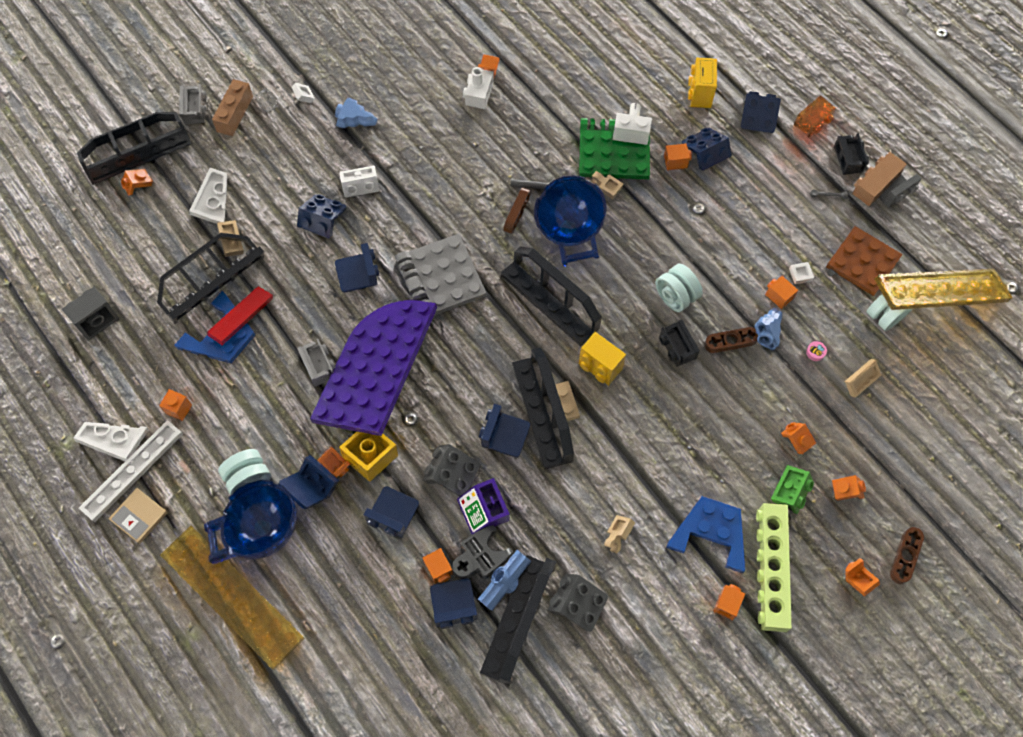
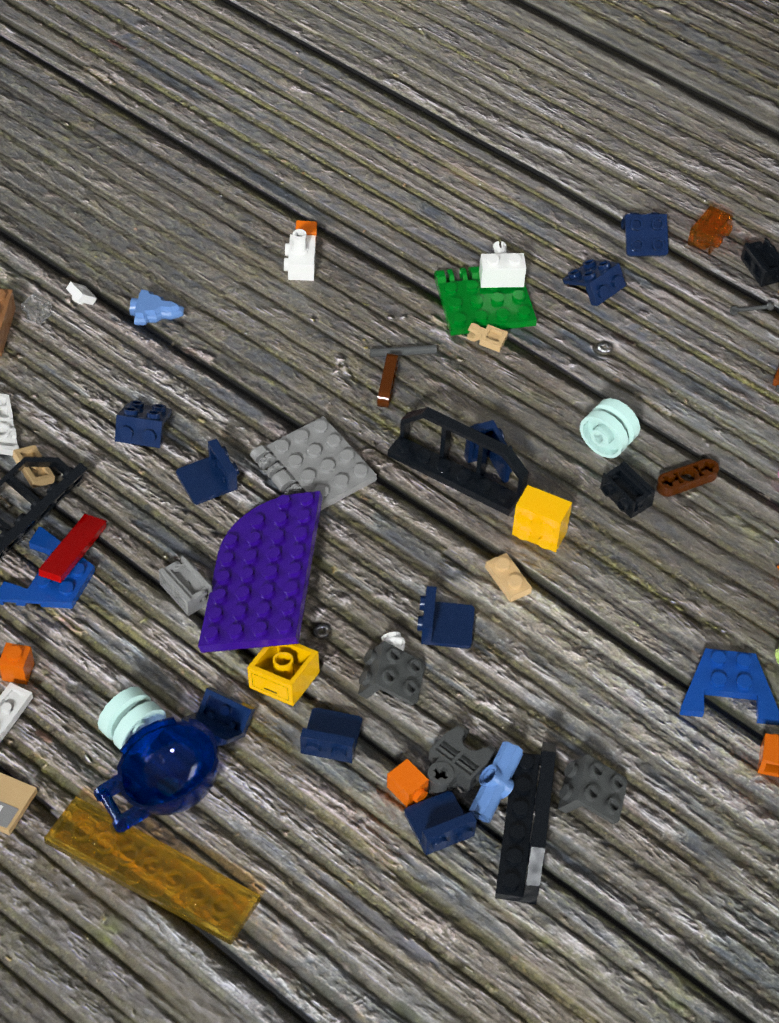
camera: 15 degrees left, 15 degrees down
(334, 462) = (242, 690): orange bracket -> none
(359, 181) = (181, 379): white bracket -> none
(459, 442) = (394, 639): none -> white plate
(483, 506) = (446, 704): dark purple slope -> none
(538, 413) = (477, 592): black plate -> none
(571, 214) = (459, 369): clear blue windscreen -> none
(579, 278) = (471, 449): none -> dark blue bracket
(618, 530) = (617, 702): tan plate -> none
(677, 156) = (562, 294): orange brick -> none
(702, 82) = (570, 211): yellow brick -> none
(769, 329) = (729, 458): medium blue rock -> none
(781, 291) = (729, 416): orange brick -> none
(801, 273) = (746, 393): white plate -> none

